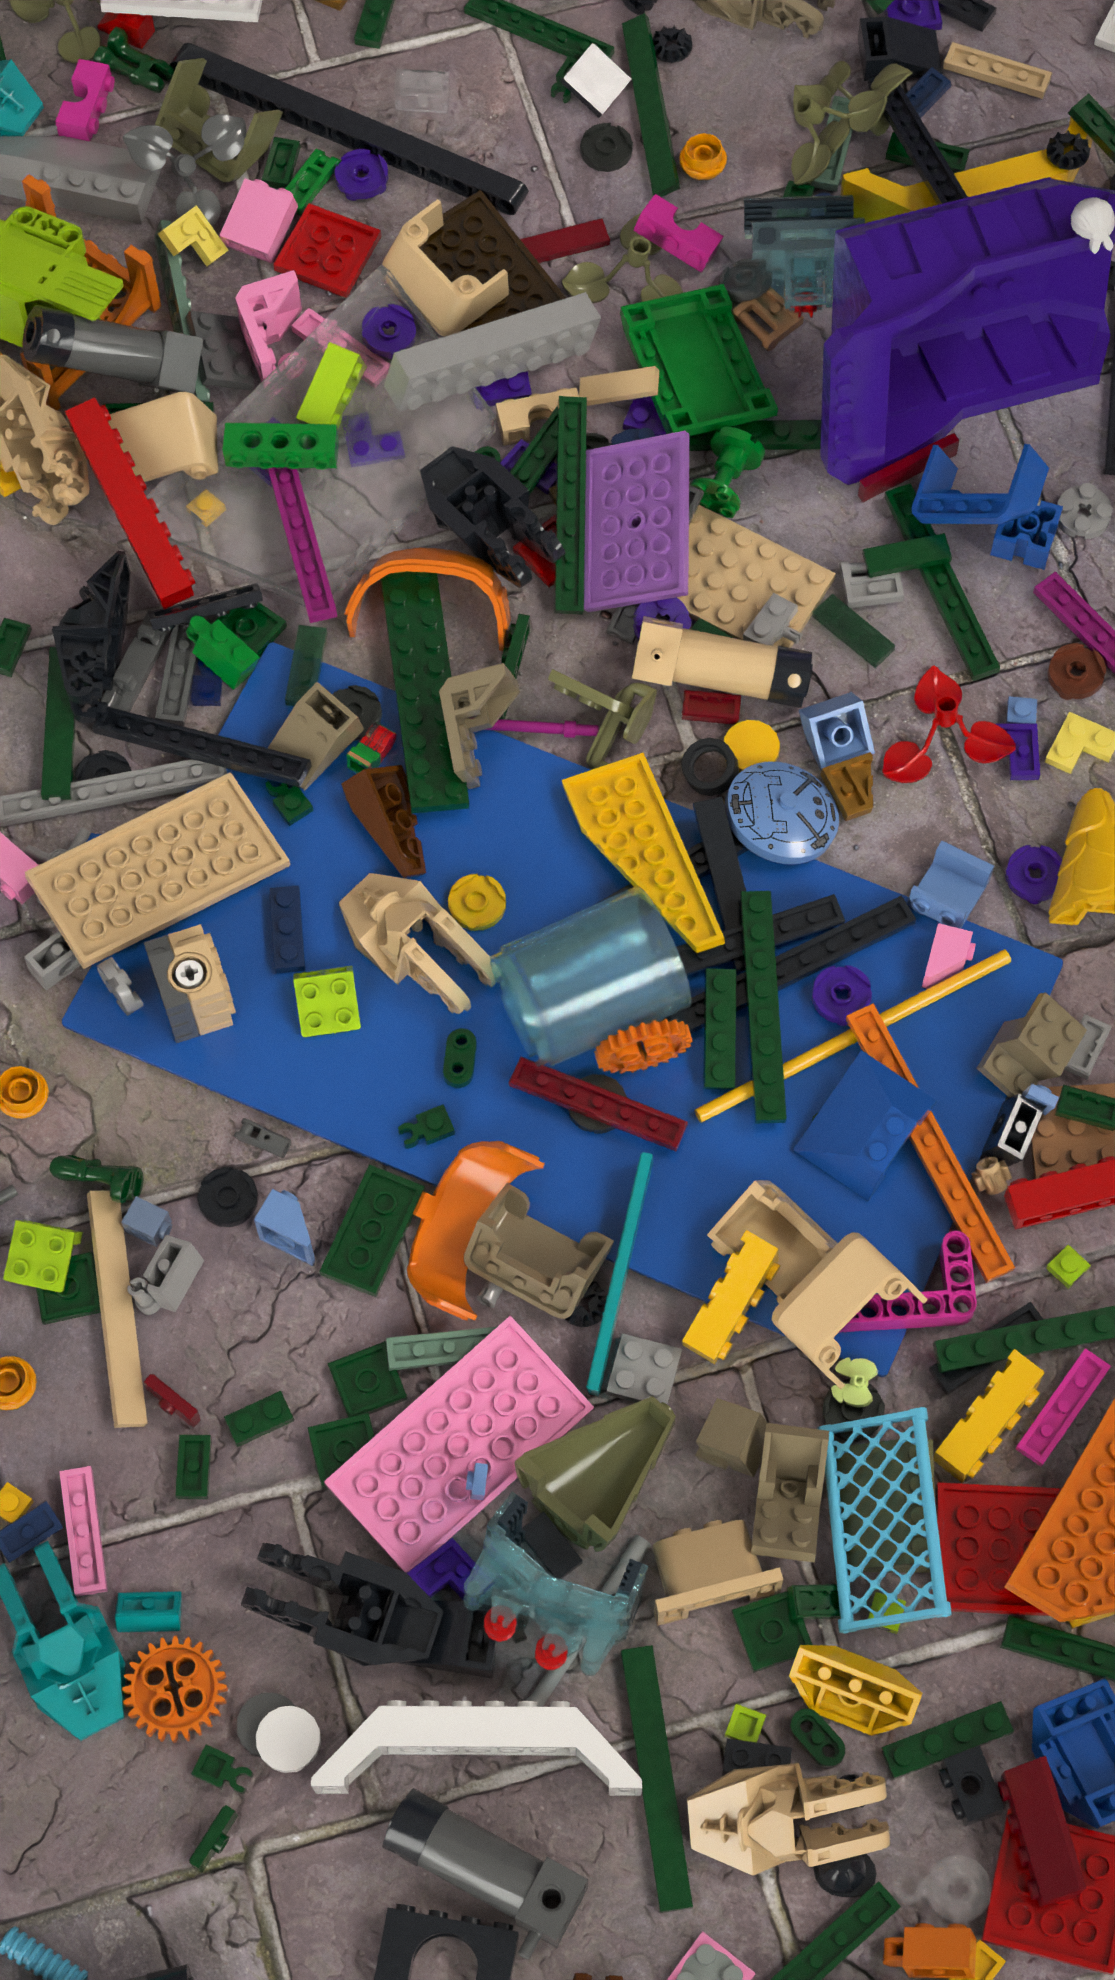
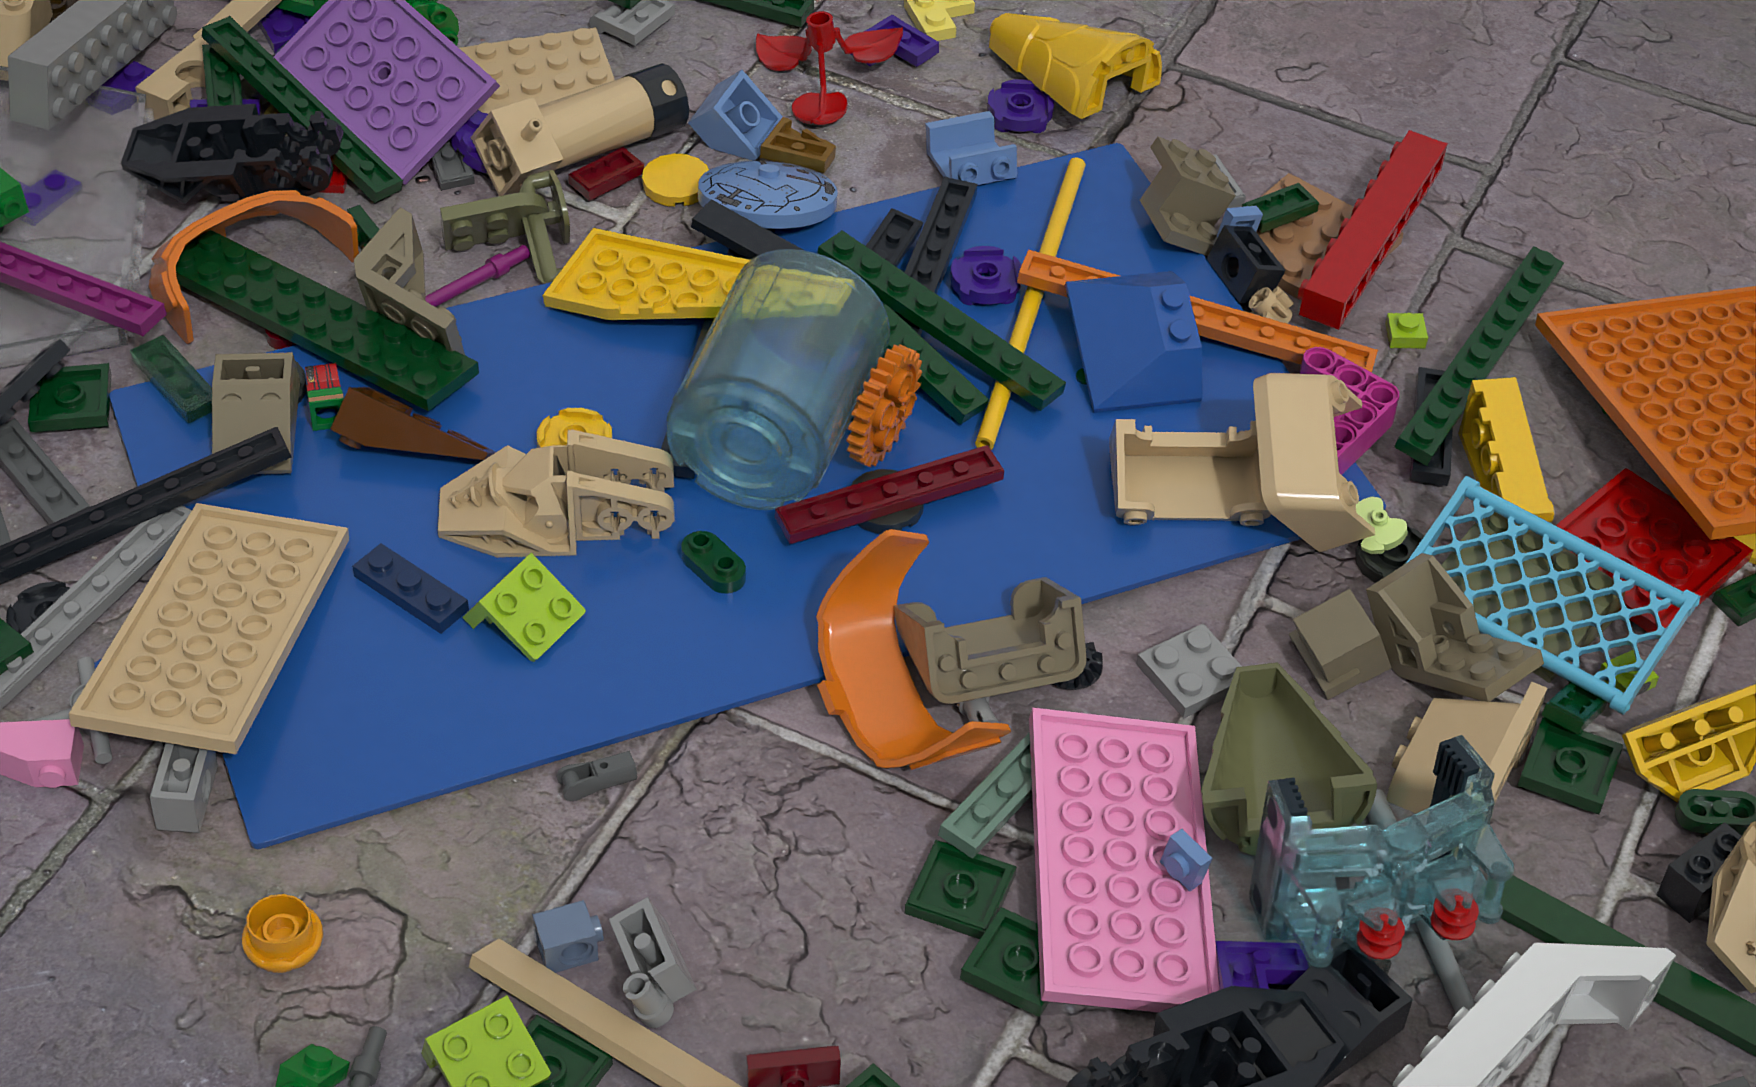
camera: 50 degrees left, 20 degrees down
(118, 984) = (292, 745): light grey plate -> none
(124, 1181) = (444, 941): dark green piece -> none
(191, 982) = (371, 680): piece -> none
(206, 687) = (80, 469): clear blue plate -> none
(221, 651) = (67, 419): green brick -> none
(227, 1197) = (621, 854): black tile -> none
(259, 1418) = (897, 1013): dark green plate -> none
(283, 1226) = (728, 813): medium blue slope -> none
(289, 802) = (286, 492): dark green plate -> none
(372, 1231) = (806, 762): dark green plate -> none
(431, 1125) = (754, 632): dark green plate -> none
(619, 1274) = (1098, 622): teal tile -> none
(700, 748) = (657, 185): black tyre -> none
(732, 1298) = (1200, 534): yellow wedge -> none
(745, 1724) = (1651, 855): lime plate -> none
(773, 622) = (586, 72): light grey plate -> none
(853, 631) = (679, 55): clear green plate -> none
(948, 954) = (1030, 189): bright pink slope -> none
(1021, 710) = (862, 19): medium blue plate -> none
(1063, 1407) = (1548, 428): dark pink plate -> none

